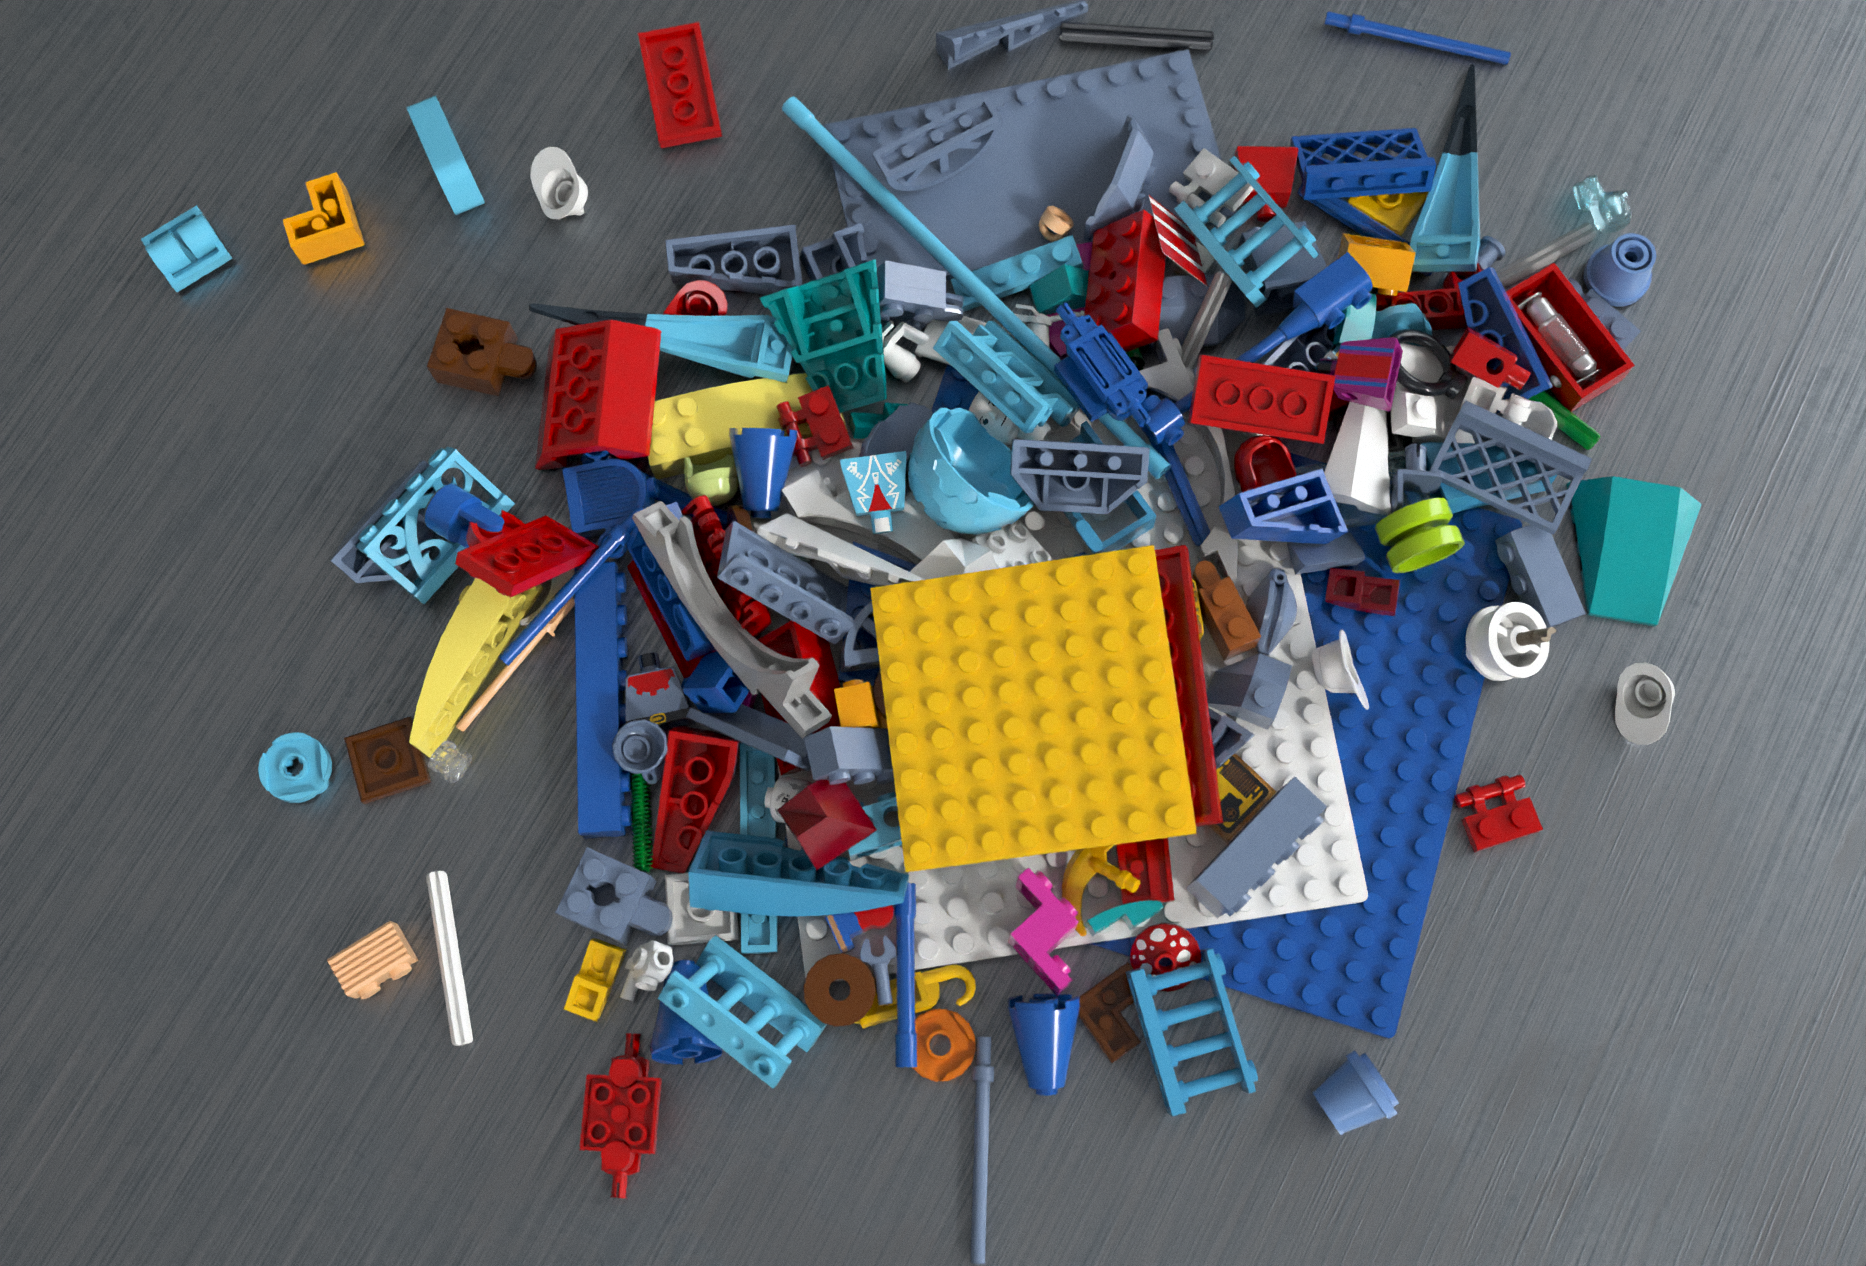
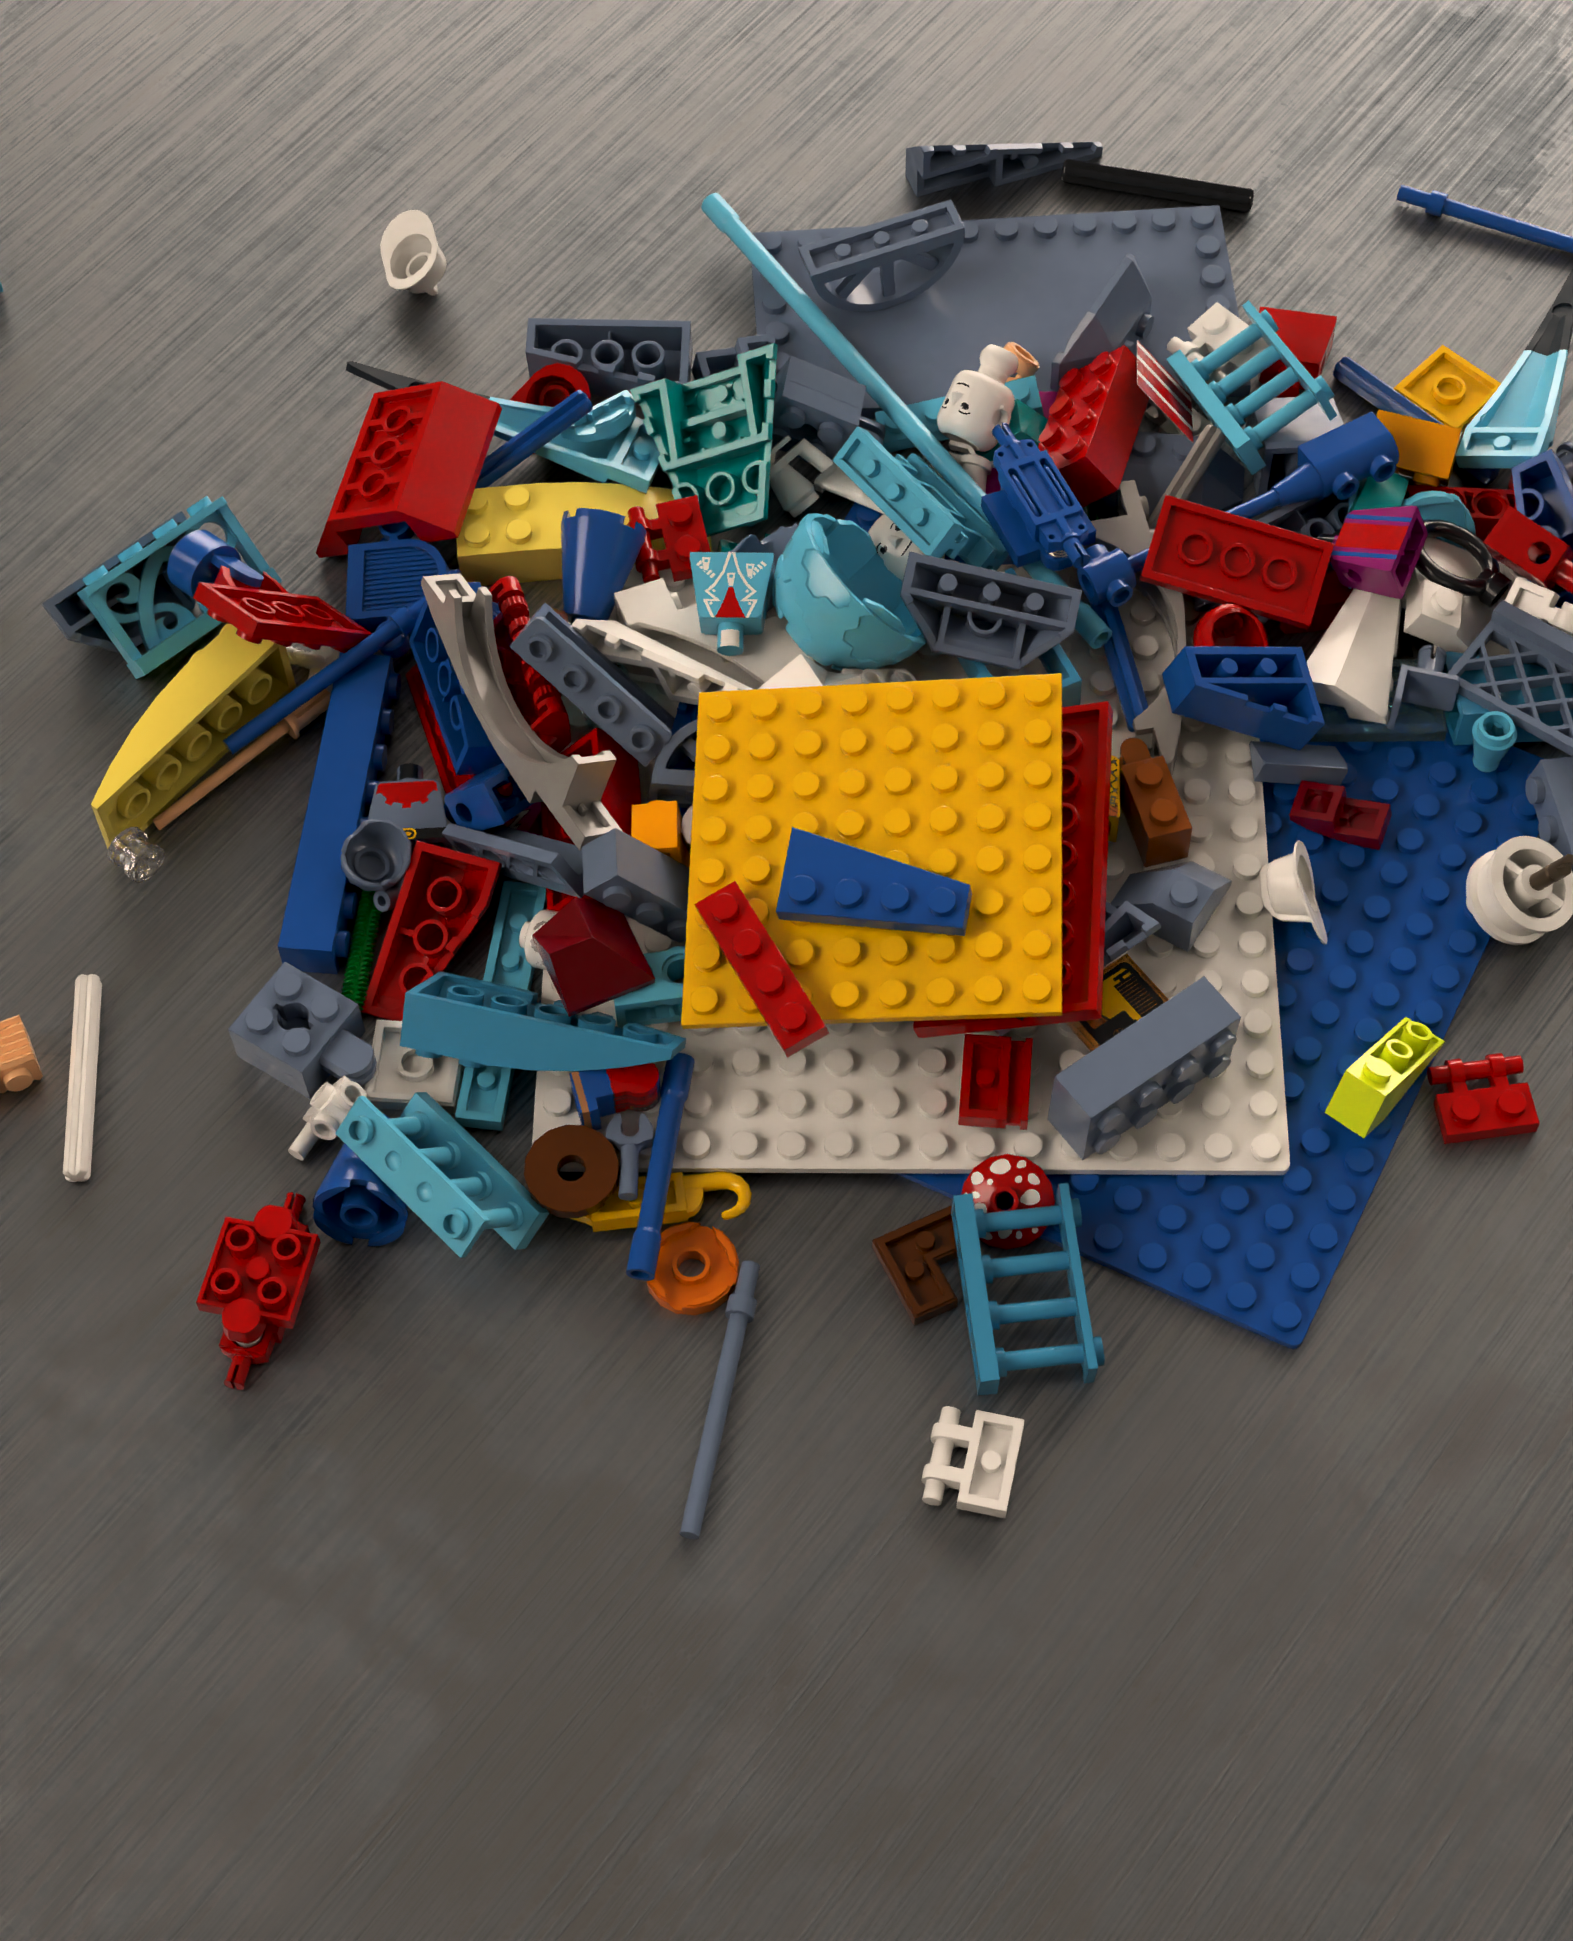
camera: 10 degrees right, 15 degrees down
(327, 228) = (121, 267): light orange brick -> none
(386, 761) = (57, 848): reddish brown tile -> none
(445, 155) = (284, 212): medium azure beam -> none
(478, 353) = (273, 419): reddish brown brick -> none
(595, 980) = (262, 1129): yellow slope -> none
(679, 85) = (583, 173): red plate -> none
(693, 350) = (534, 437): none -> blue axle
(715, 480) = (538, 580): yellowish green helmet -> none
(741, 326) = (604, 420): none -> medium azure plate
(961, 825) = (761, 969): none -> red plate
(1026, 750) = (862, 889): none -> blue wing
(1035, 273) = (979, 400): none -> white piece
(1044, 930) = (847, 1125): dark pink bracket -> none
(1045, 1037) = (829, 1266): blue cone -> none
(1082, 868) = (914, 1070): yellow piece -> none
(1132, 914) = (971, 1128): teal slope -> none
(1186, 1172) = (988, 1466): none -> white plate
(1272, 609) = (1217, 814): sand blue hat -> none
(1356, 1094) = (1233, 1394): medium blue piece -> none
(1359, 175) = (1458, 354): blue fence -> none
(1419, 535) = (1420, 748): lime wheel -> none
(1427, 813) = (1382, 1076): none -> neon yellow slope
(1471, 515) = (1492, 738): none -> medium azure cone

